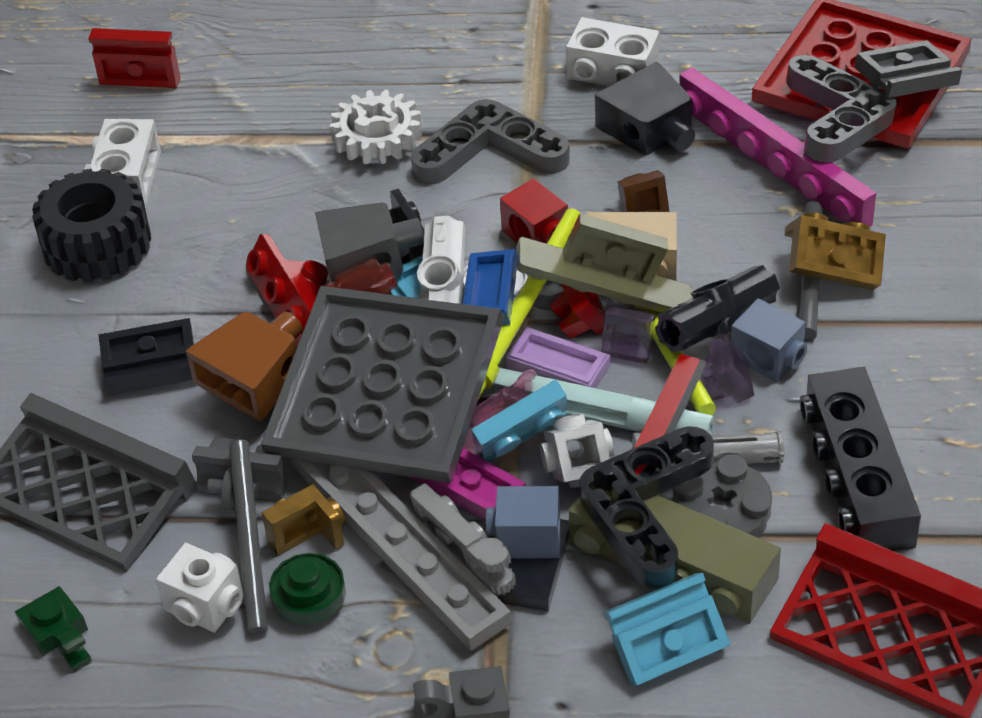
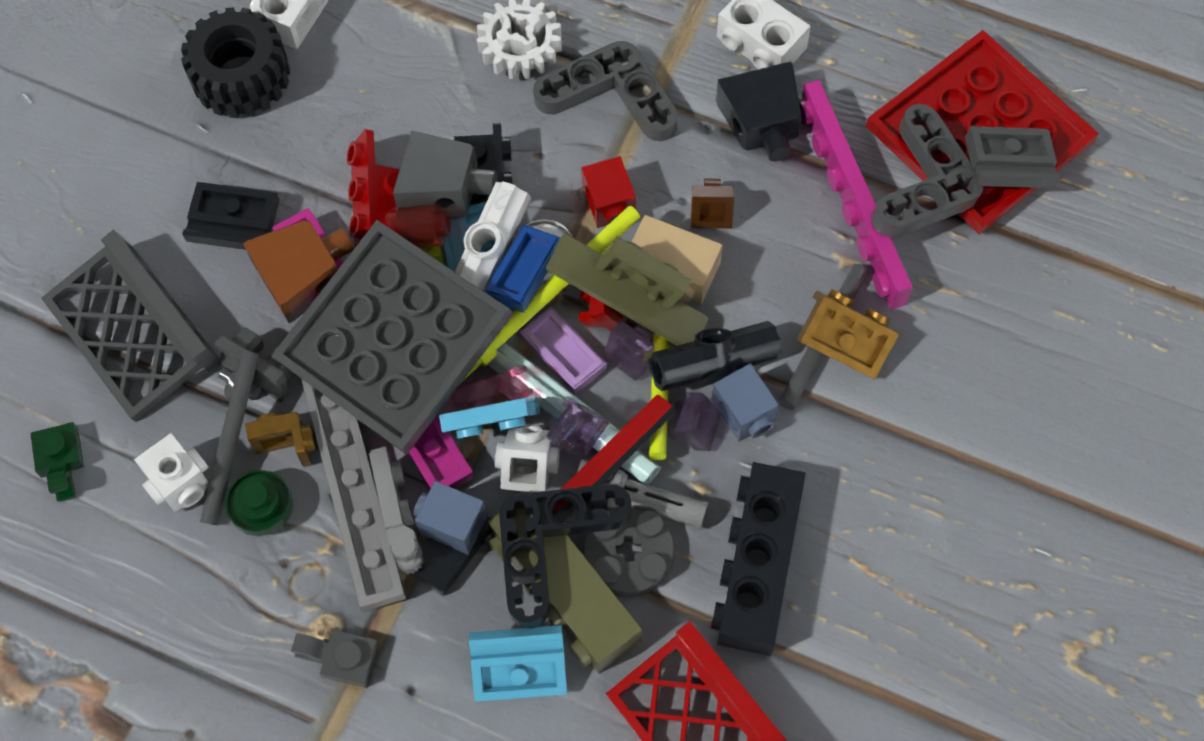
camera: 20 degrees right, 20 degrees up
(616, 402) = (576, 428): none -> clear purple tile

